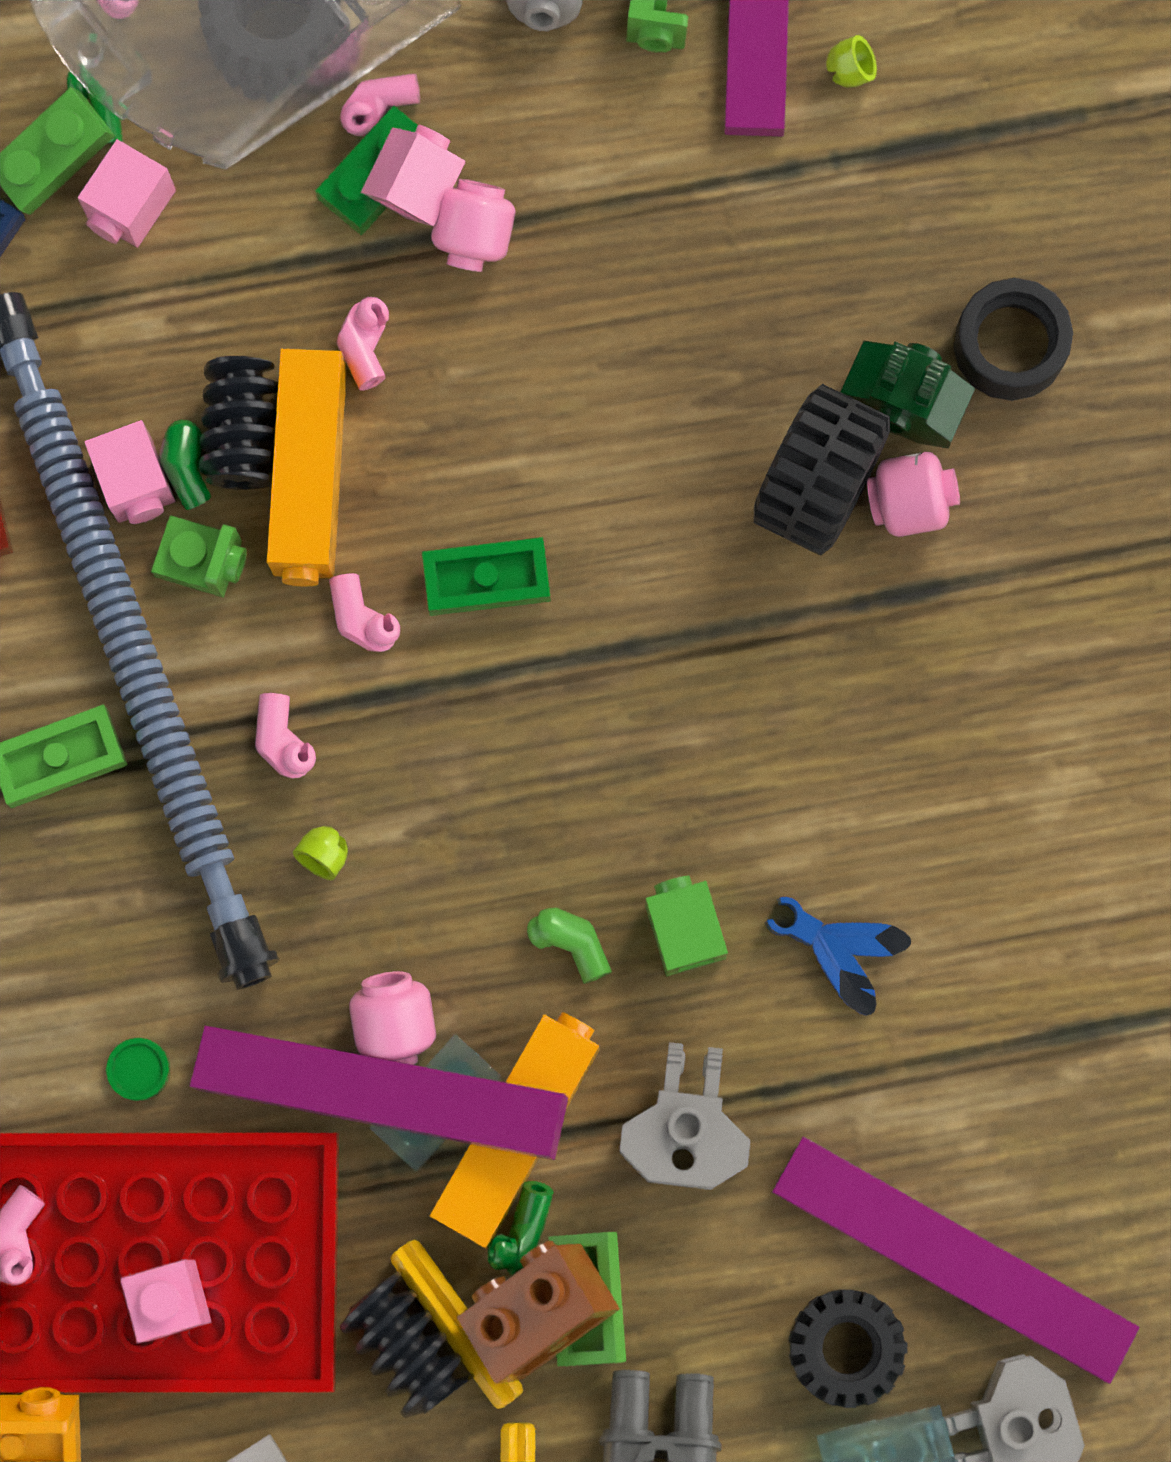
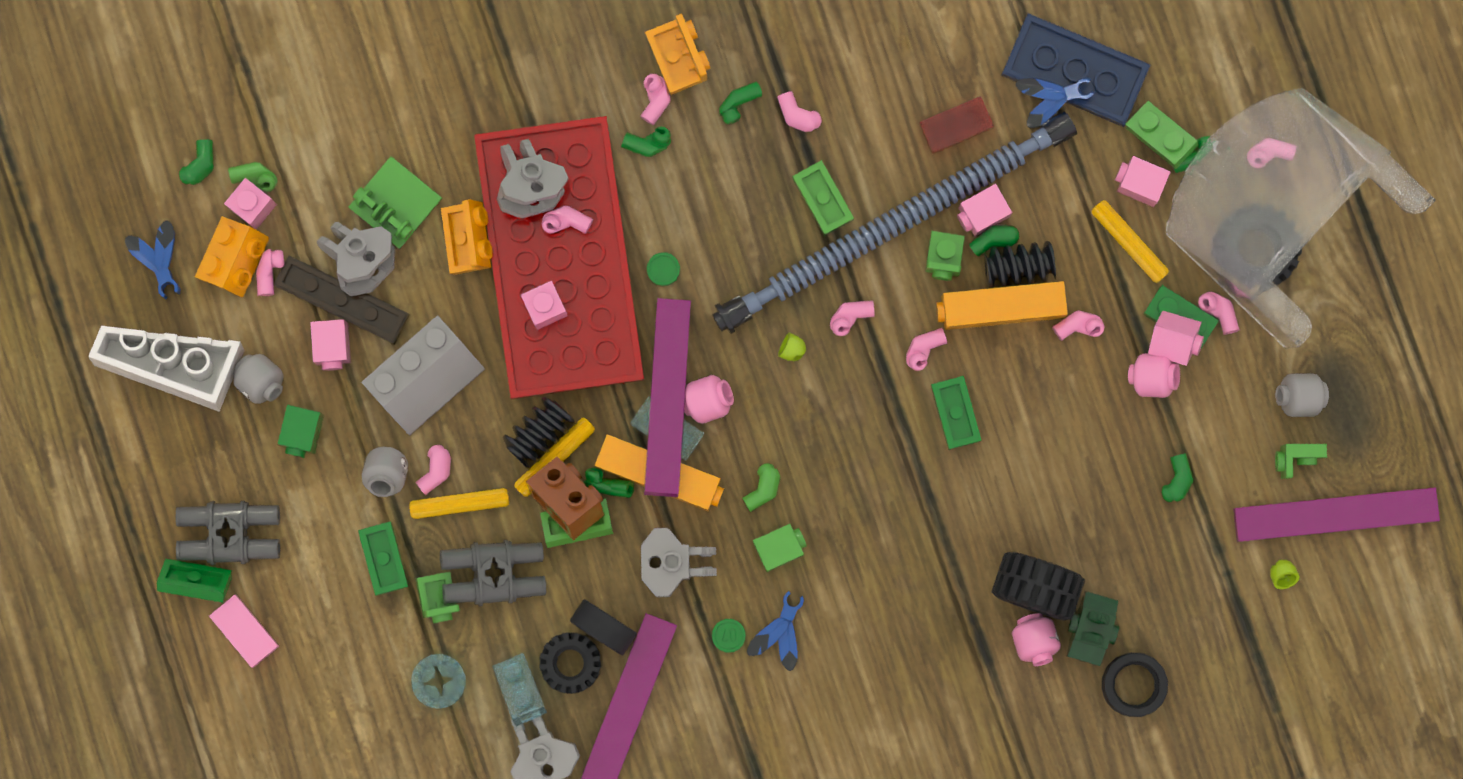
camera: 80 degrees right, 5 degrees up
(229, 234) = (1130, 241): none -> yellow axle
(664, 208) = (1182, 480): none -> green arm
(791, 1275) = (603, 627): none -> black tyre
(832, 1044) = (728, 635): none -> green piece

